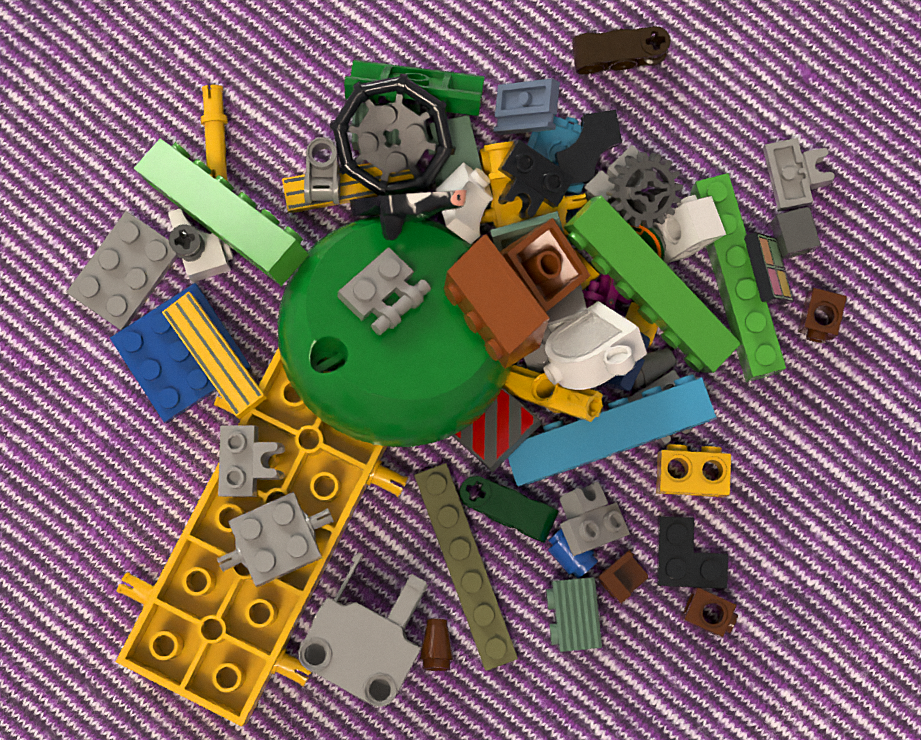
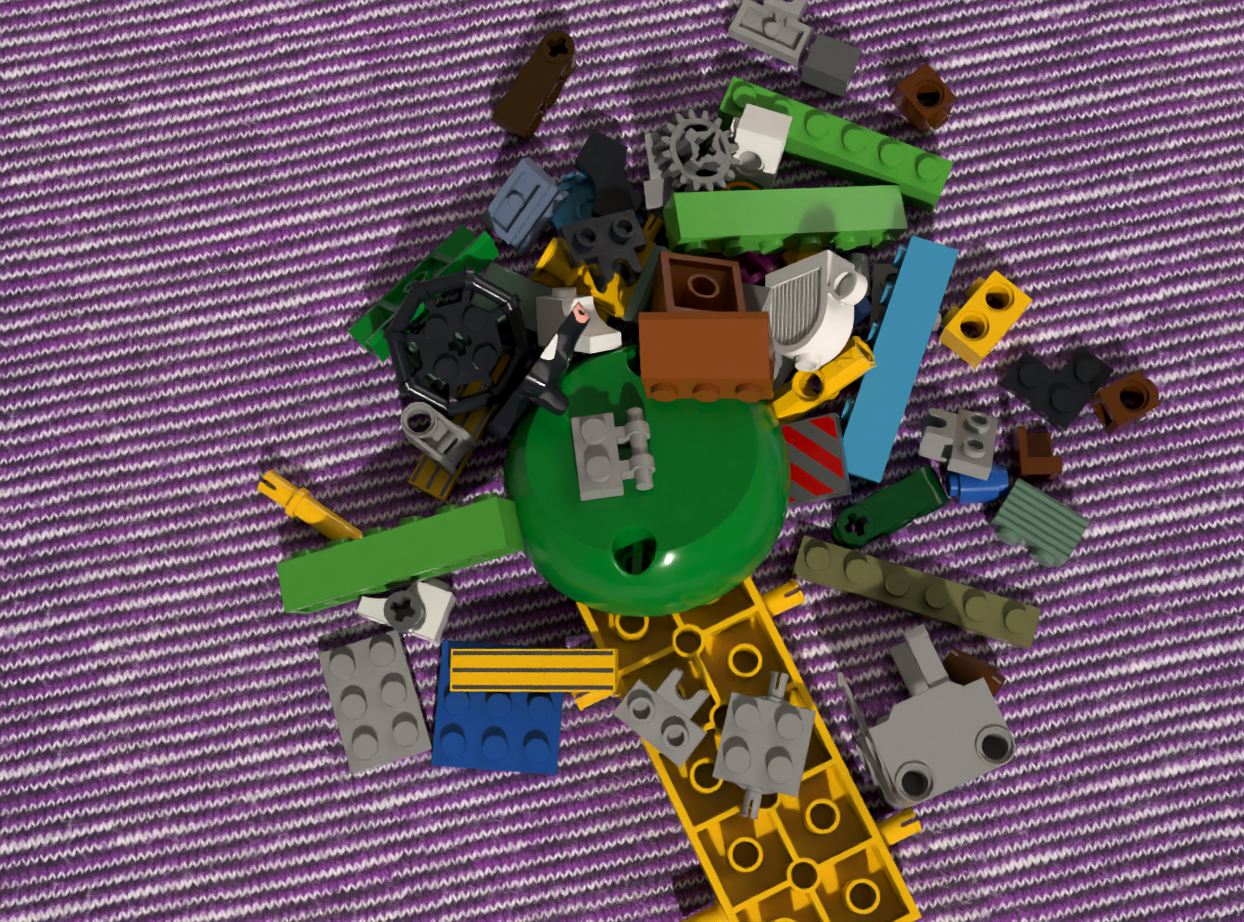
camera: 50 degrees left, 5 degrees down
(768, 269) = (848, 110): tile -> none

